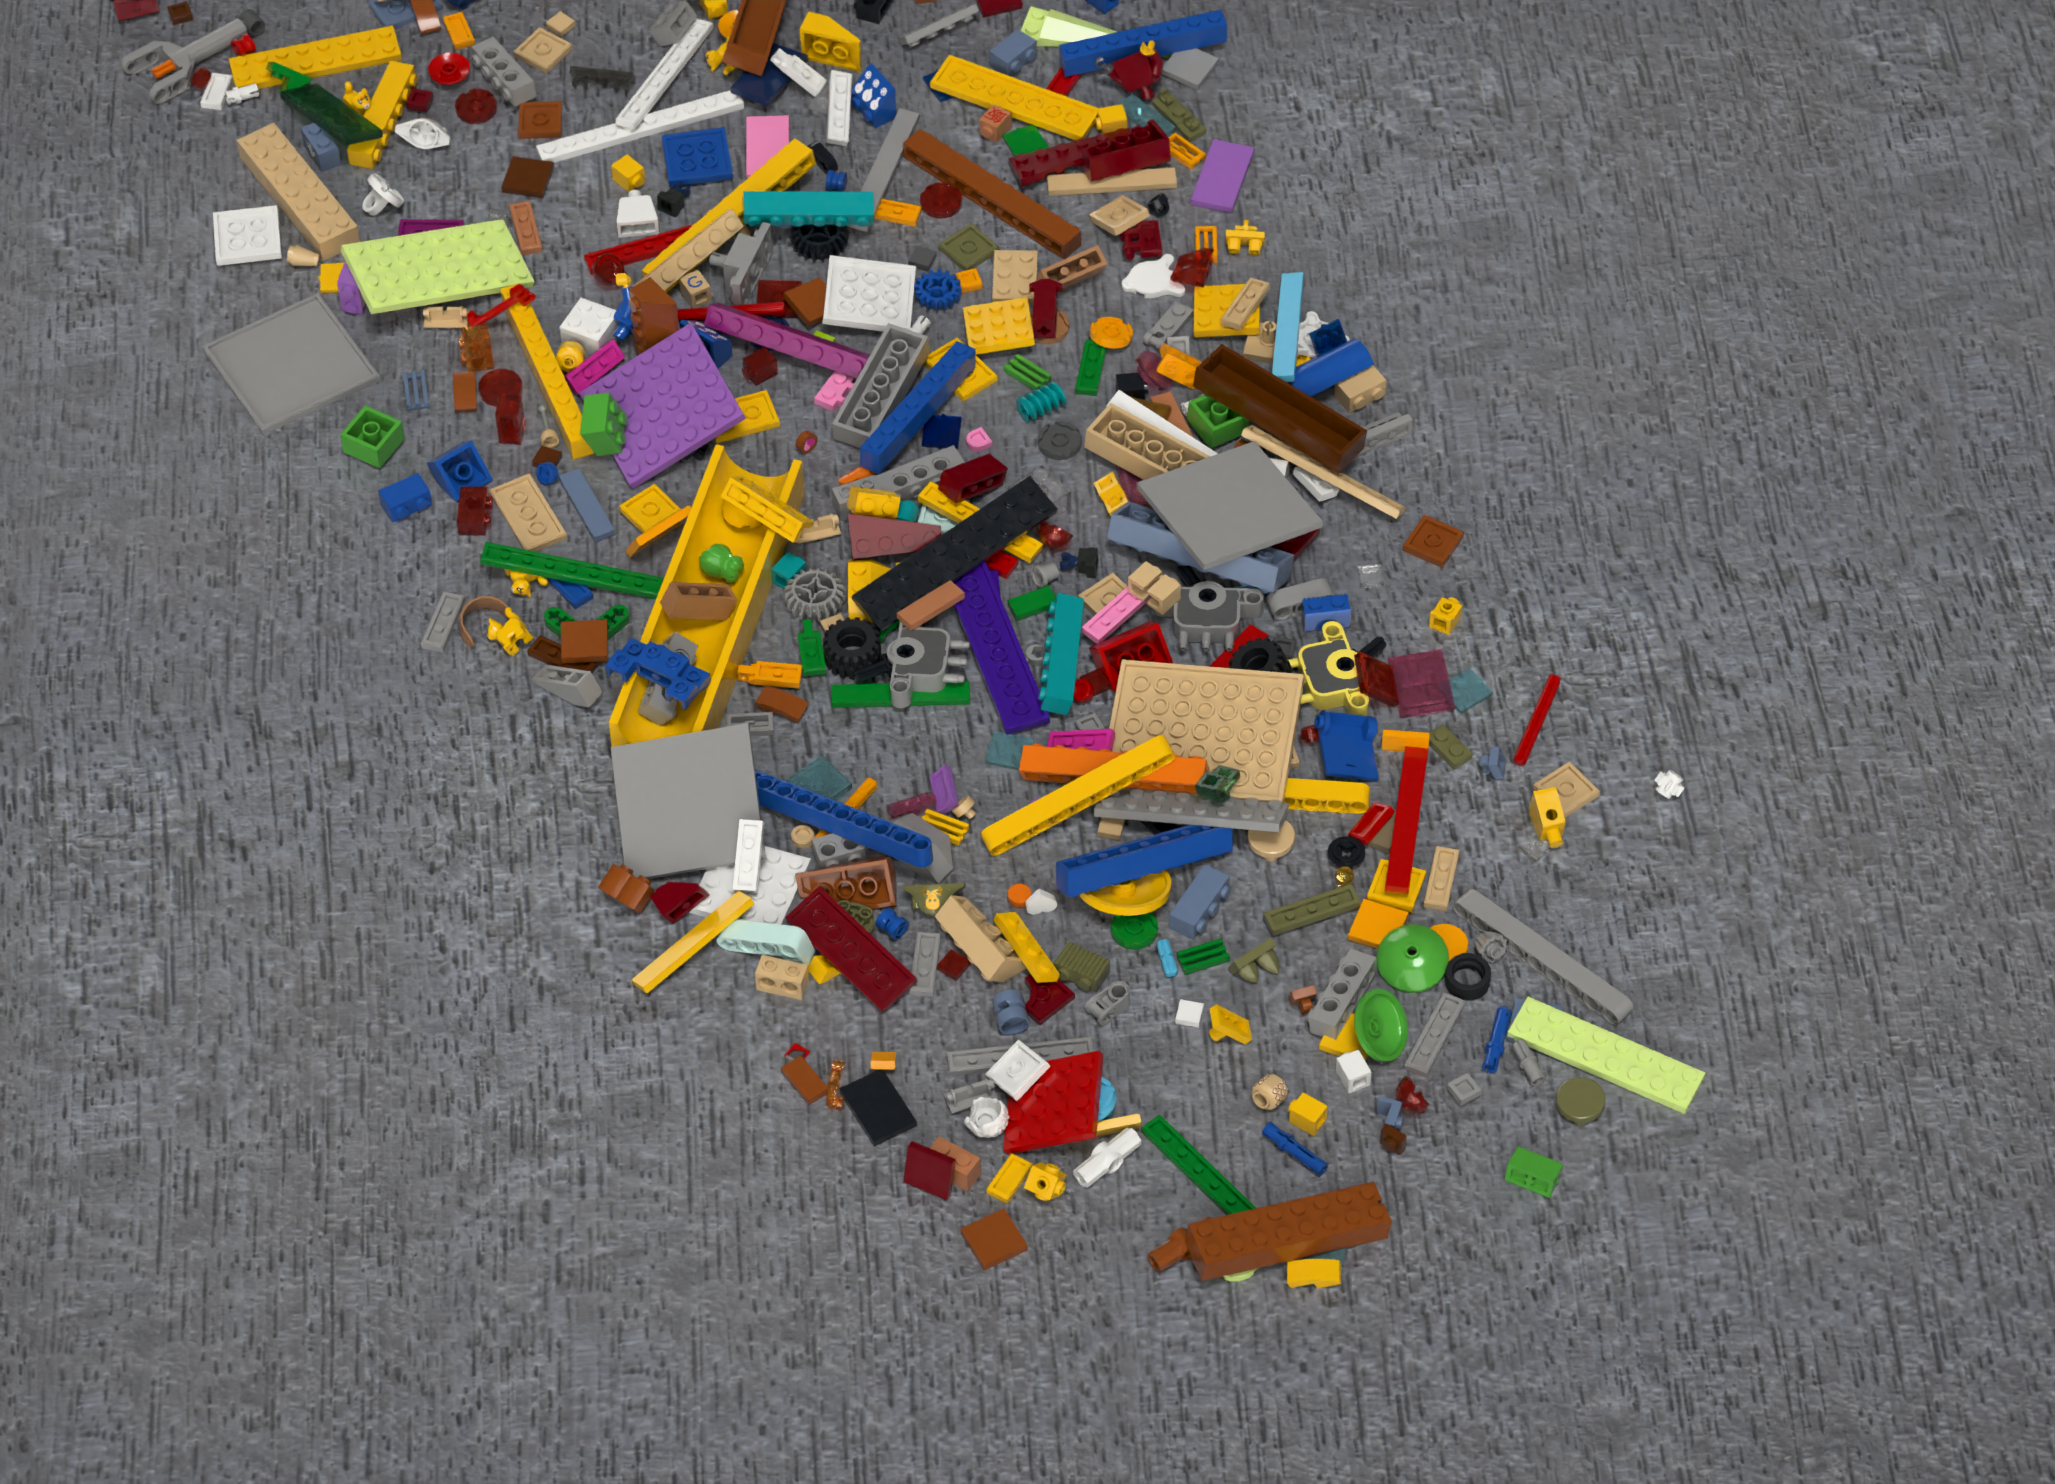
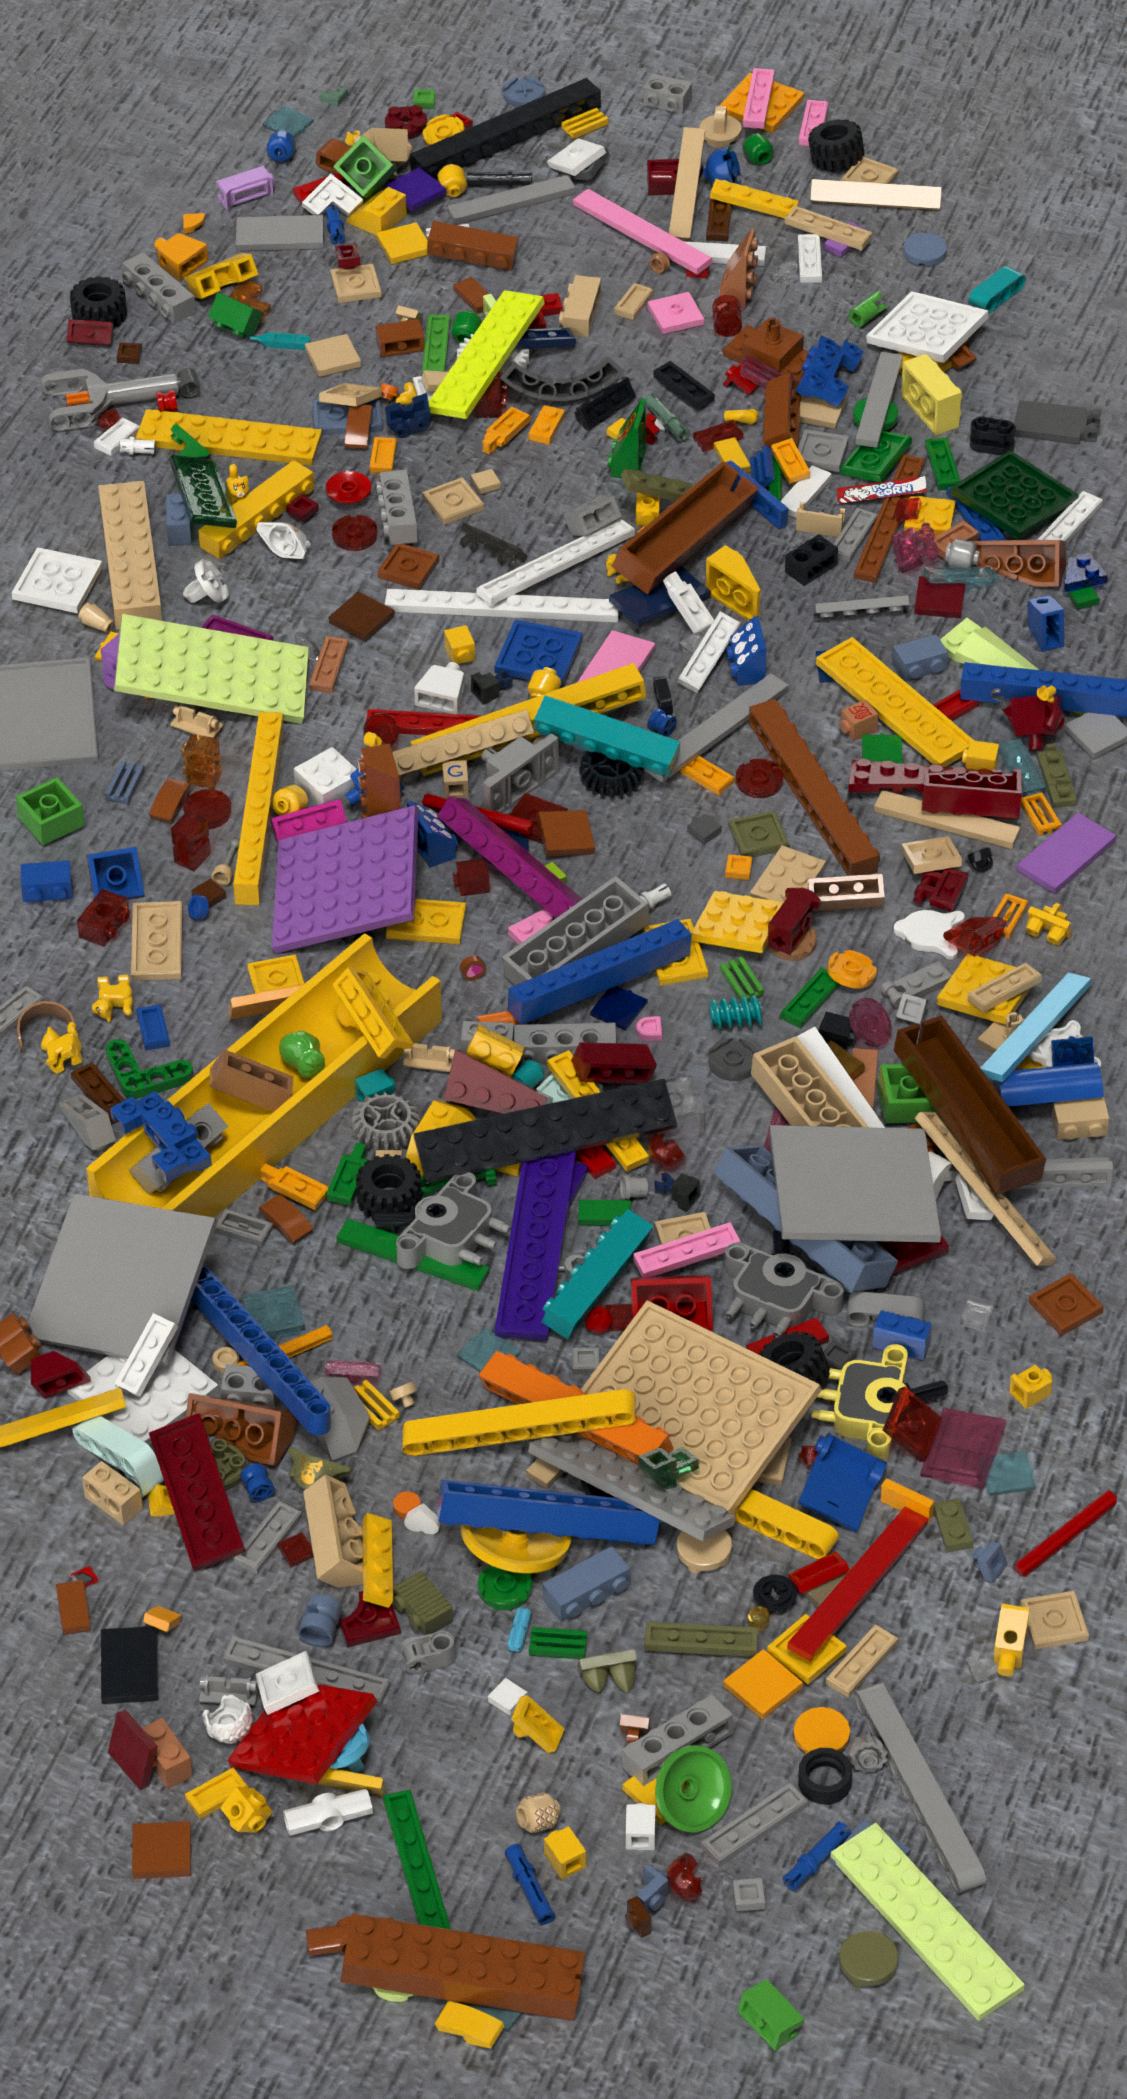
camera: 25 degrees right, 5 degrees down
(517, 293) = (265, 721): red hinge -> none
(571, 570) = (151, 1004): green tile -> none
(584, 641) = (127, 1079): dark orange tile -> none
(586, 505) = (219, 952): sand blue tile -> none
(603, 424) = (272, 875): bright green brick -> none
(721, 183) = (543, 682): none -> yellow head
(832, 1086) = (87, 1639): clear orange arm -> none
(868, 294) = (624, 843): white plate -> none
(930, 605) = (490, 1174): nougat tile -> none
(937, 289) = (698, 864): blue gear -> none
(944, 790) = (394, 1367): medium lavender tile -> none
(1089, 739) = (565, 1369): dark pink plate -> none
(1111, 492) = (753, 1128): yellow slope -> none
(1150, 581) = (729, 1235): tan piece -> none
(1177, 365) = (892, 1018): light orange bracket -> none
(1417, 971) = (779, 1747): bright green dish -> none
(1528, 1062) = (836, 1894): light grey axle -> none

